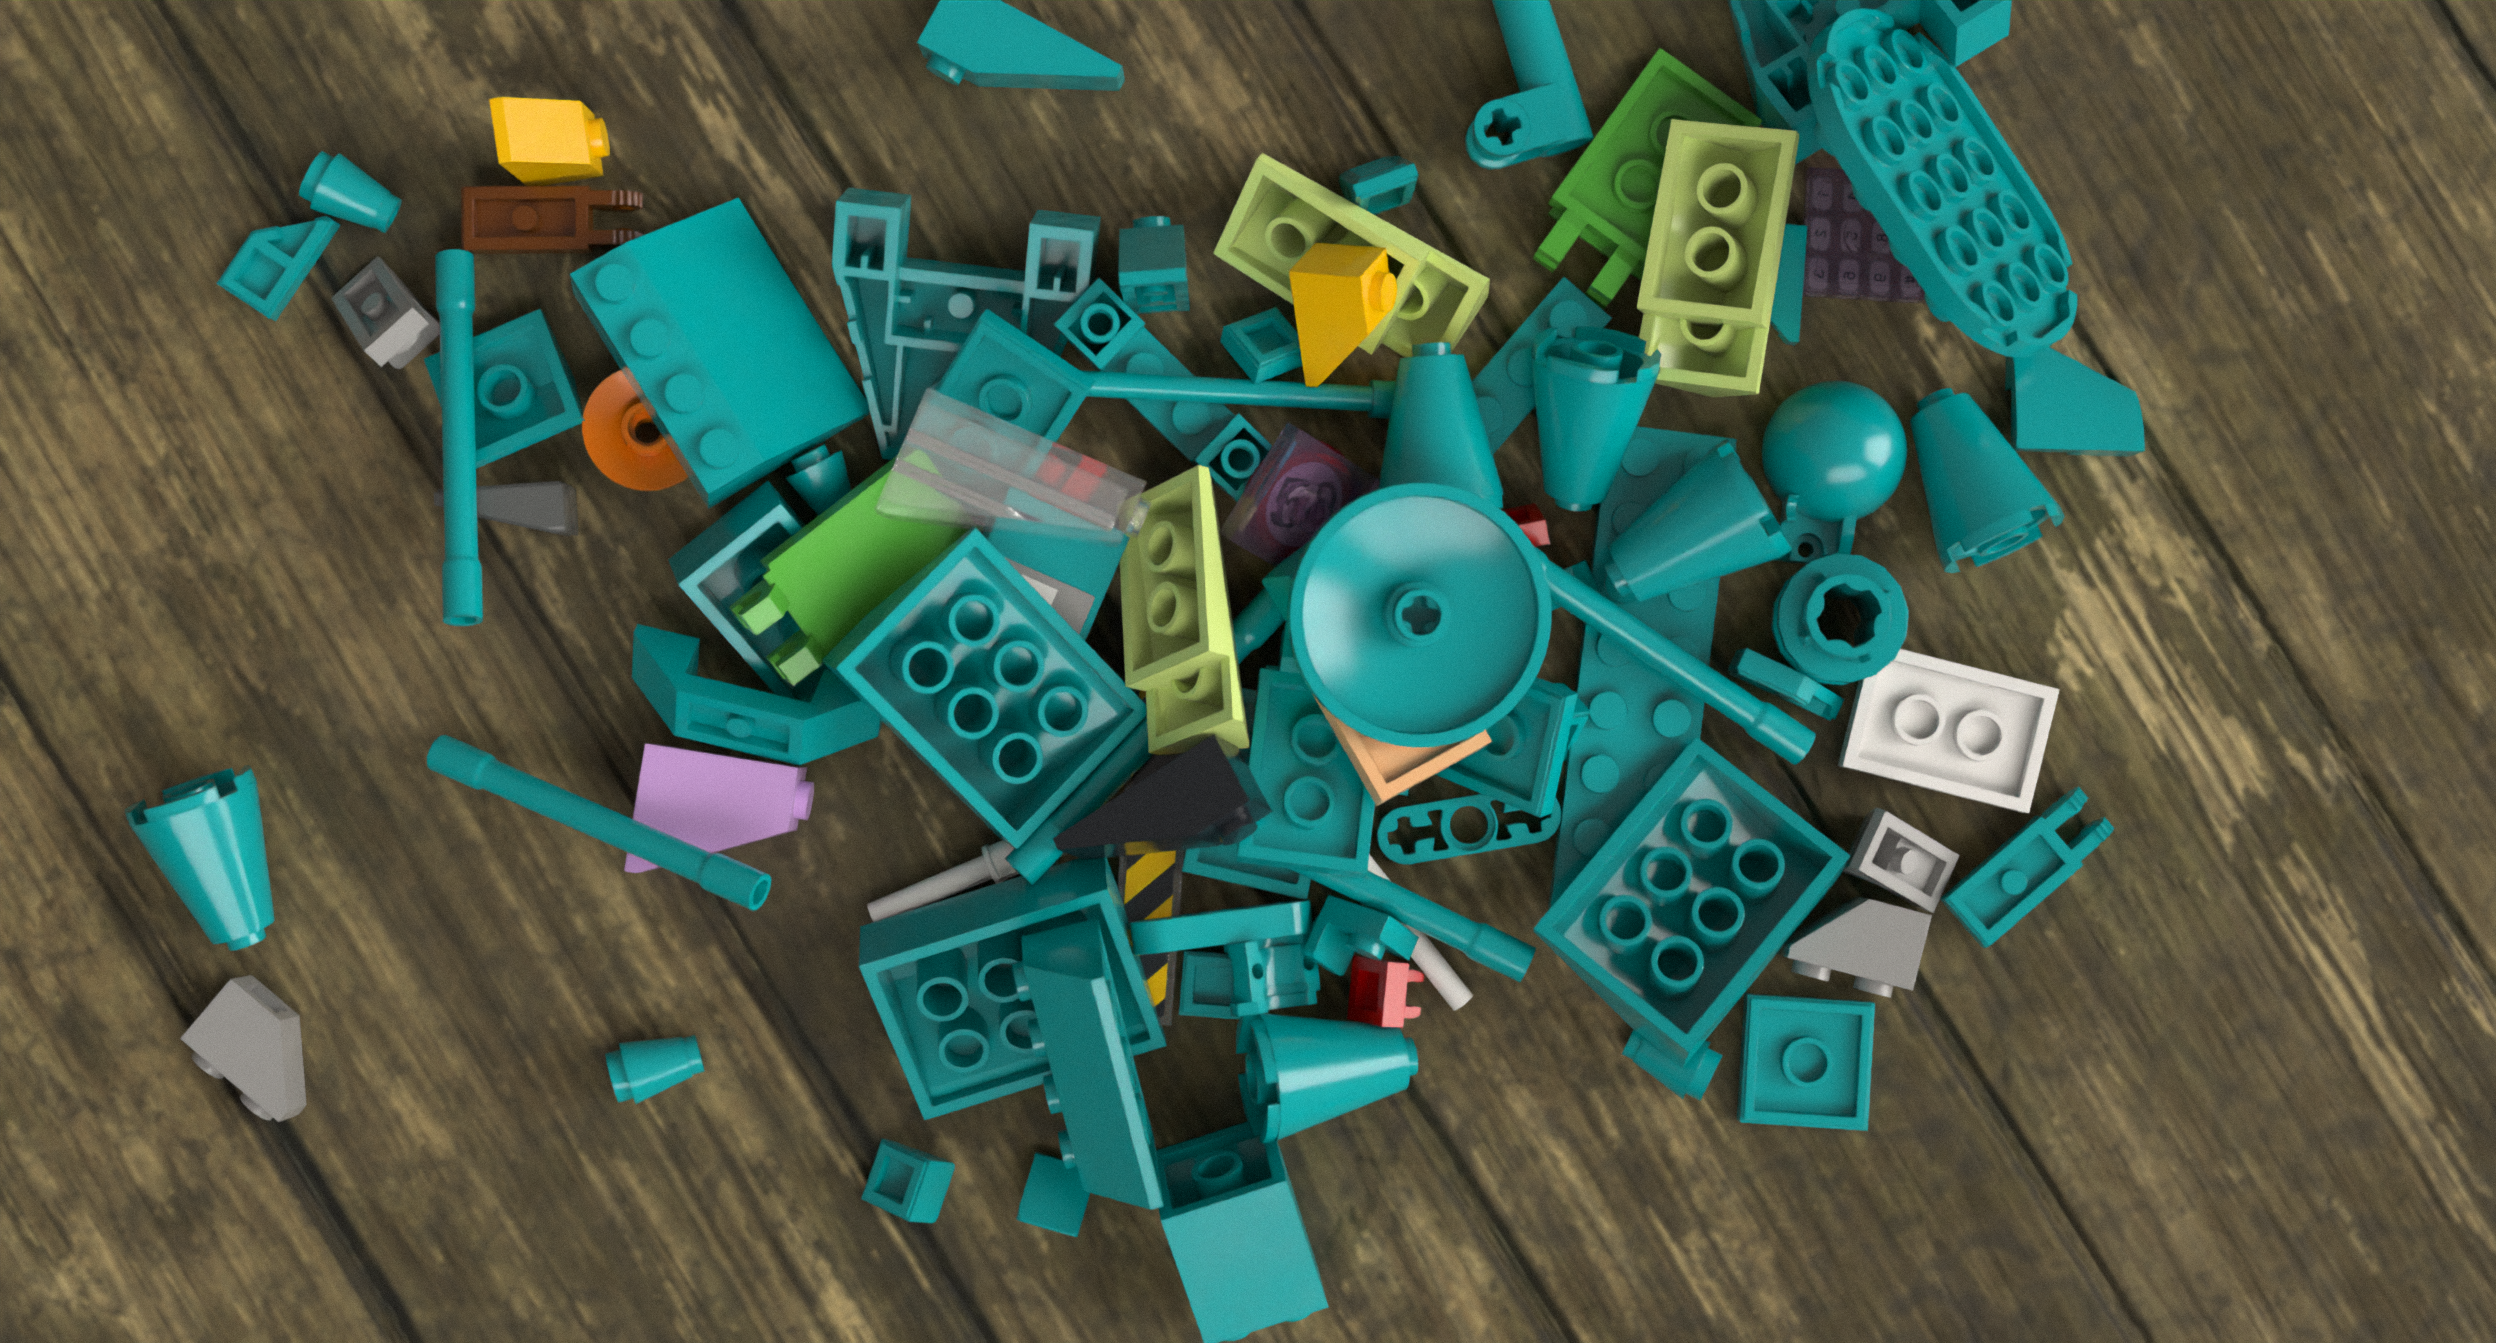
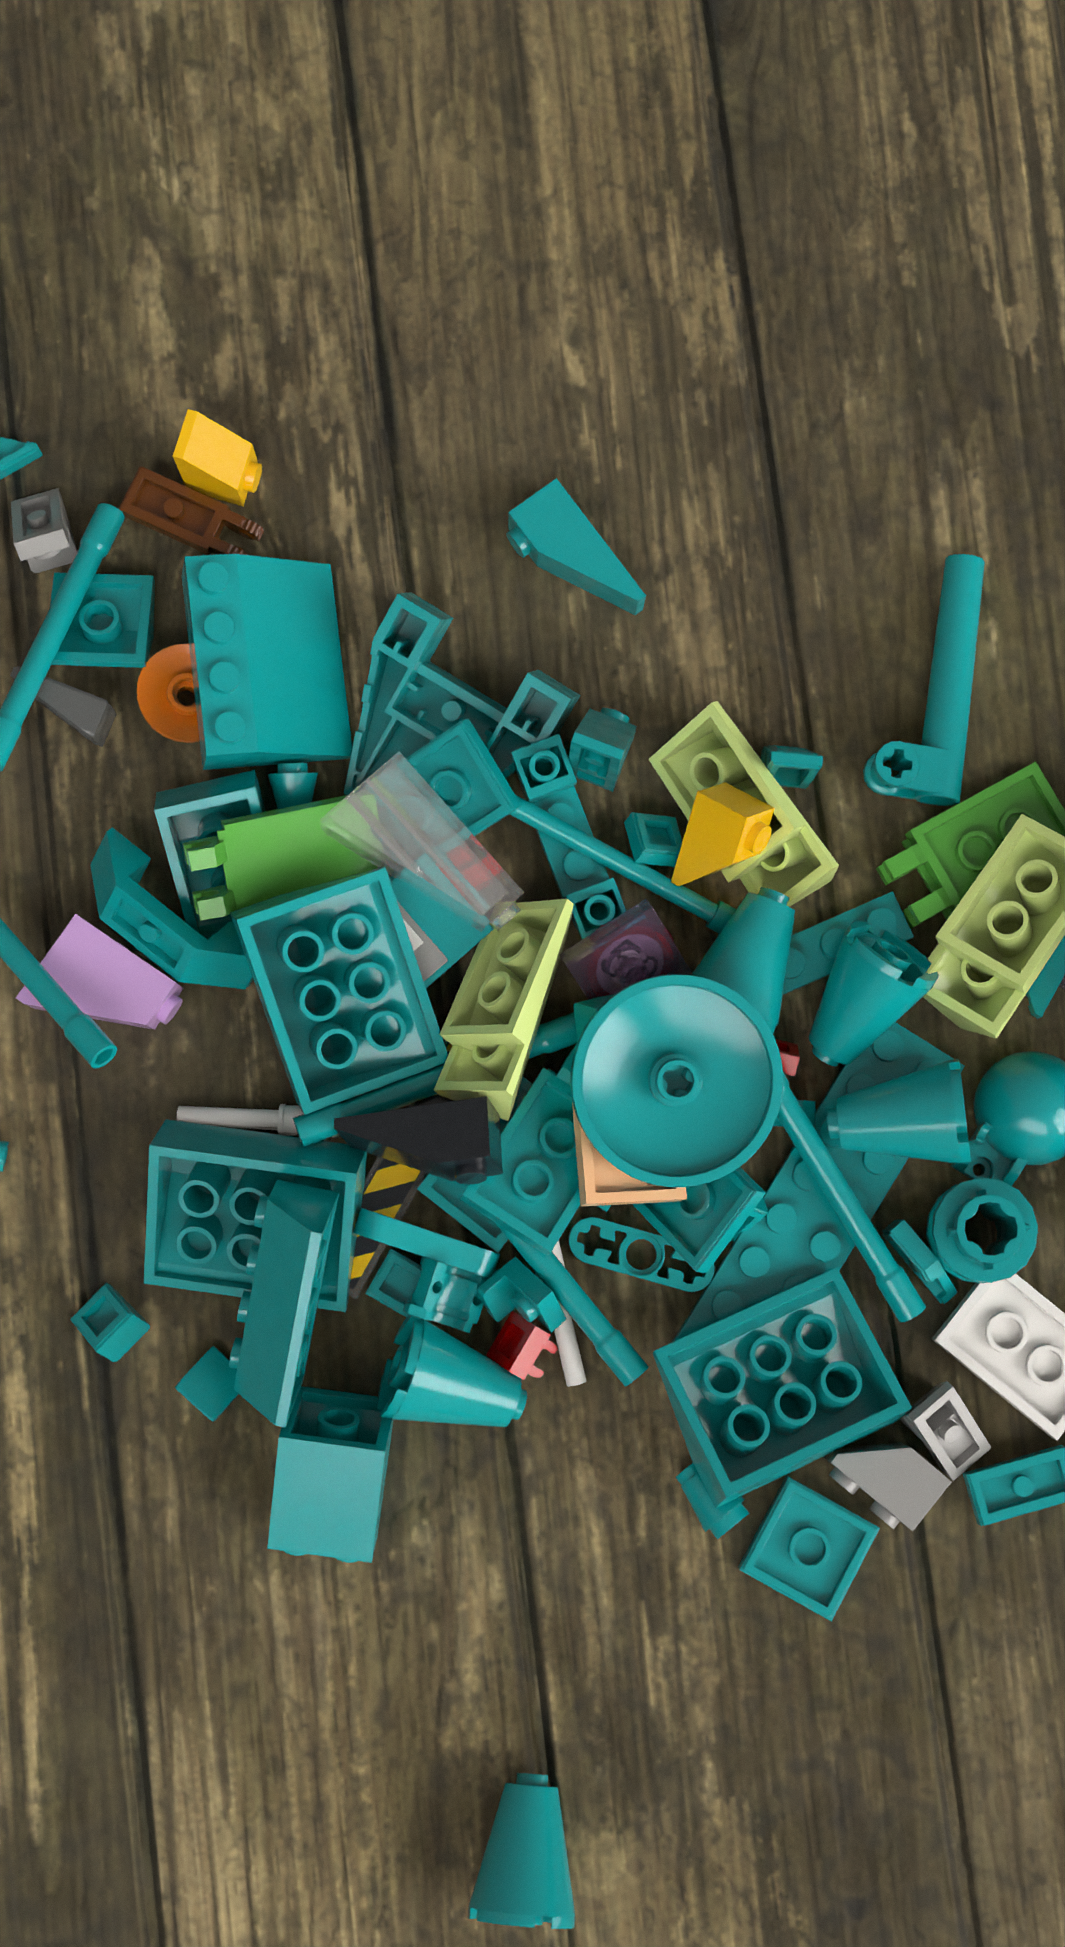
camera: 20 degrees right, 5 degrees down
(347, 192) = (58, 433): teal cone -> none

